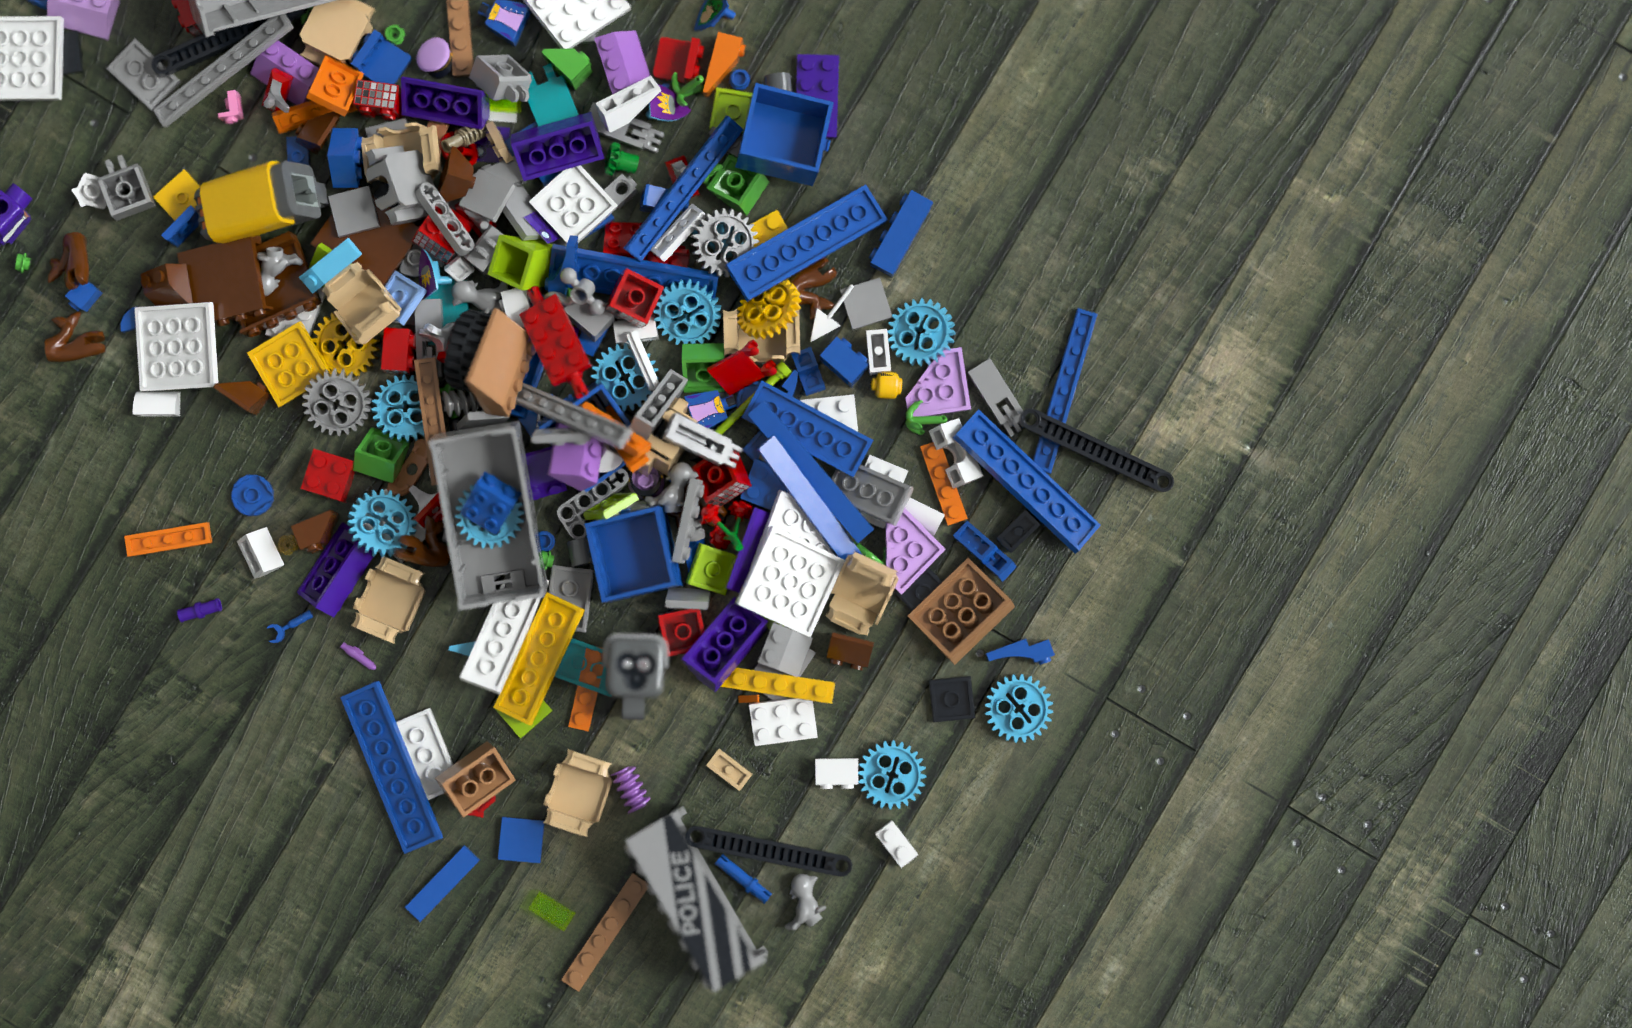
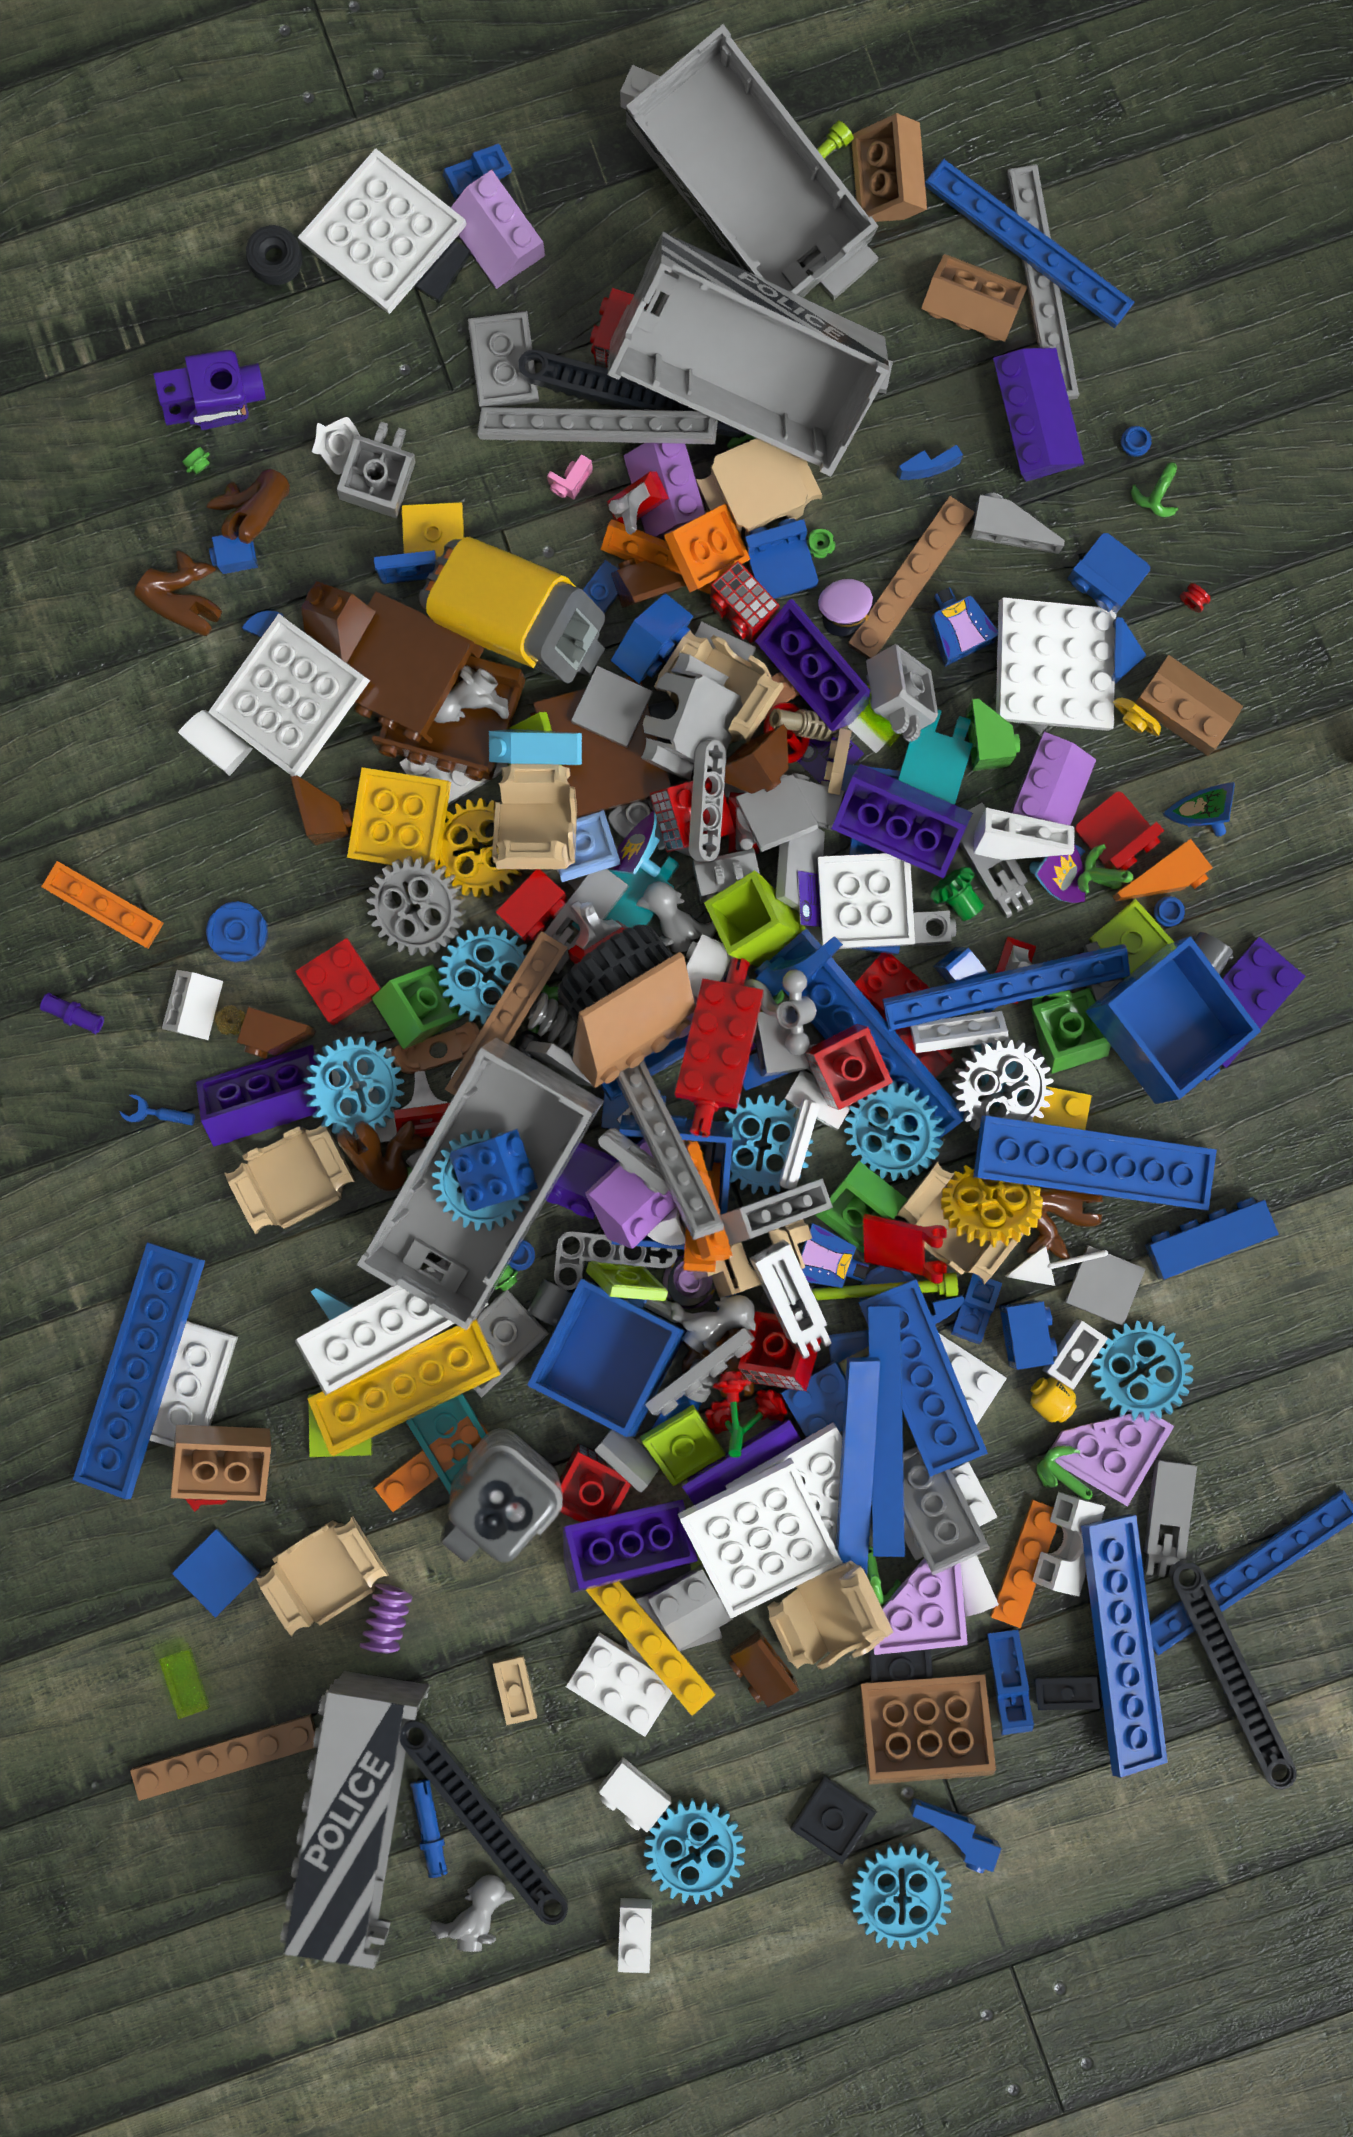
camera: 35 degrees right, 0 degrees up
(358, 655) = (206, 1209): medium lavender piece -> none
(442, 883) = (88, 1548): blue tile -> none
(459, 268) = (676, 868): white tile -> none
(748, 698) = (606, 1630): orange piece -> none

